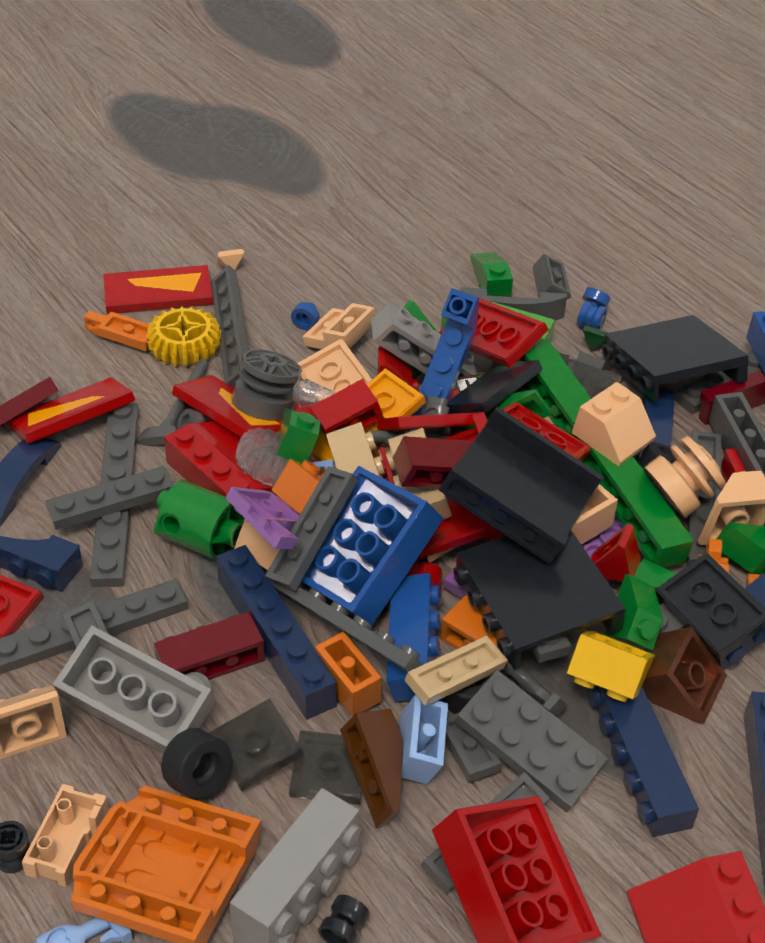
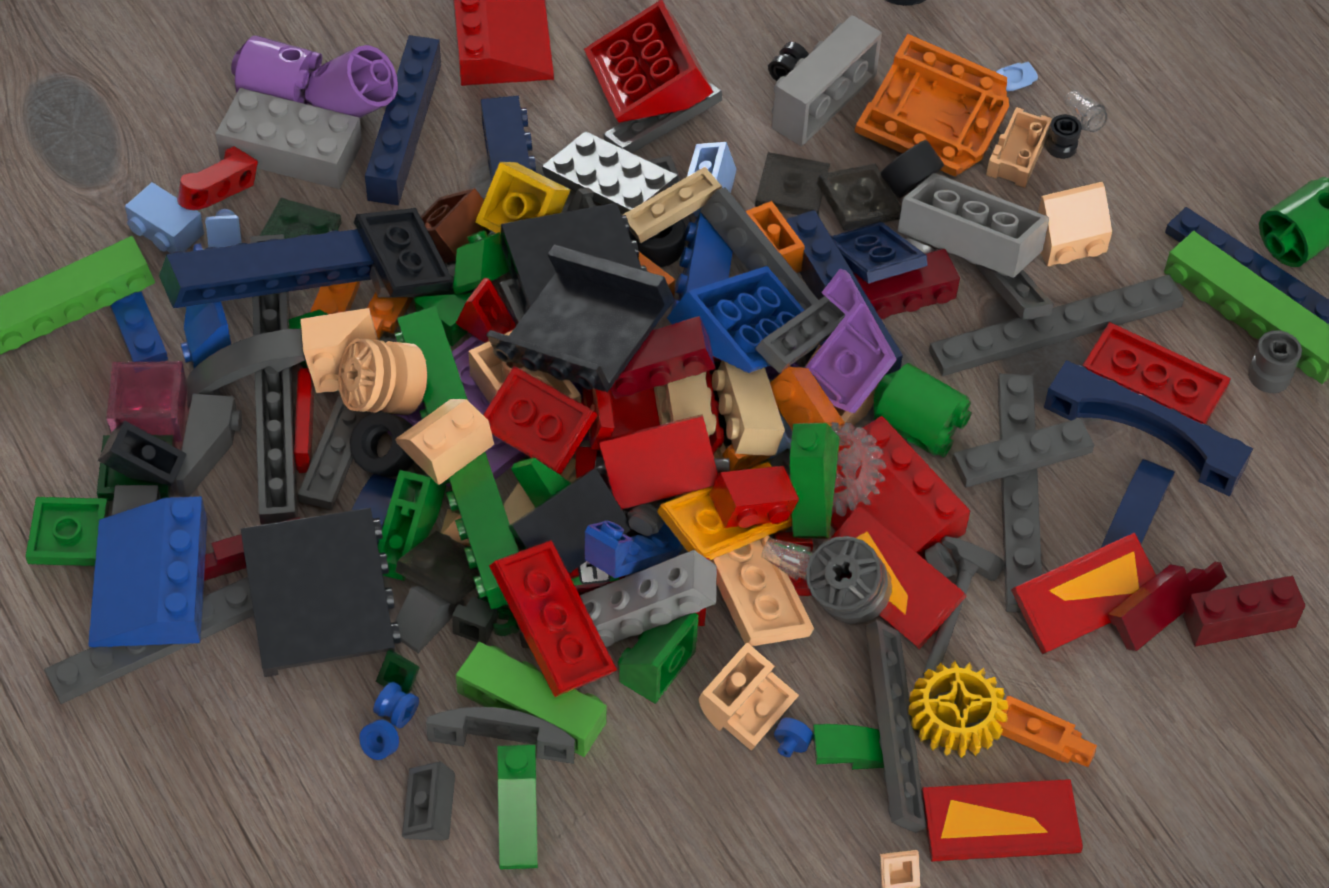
camera: 175 degrees left, 10 degrees up
(239, 664) = (878, 252): none -> dark blue tile
(266, 312) = (847, 745): none -> green slope
(376, 755) = (750, 170): reddish brown slope -> none

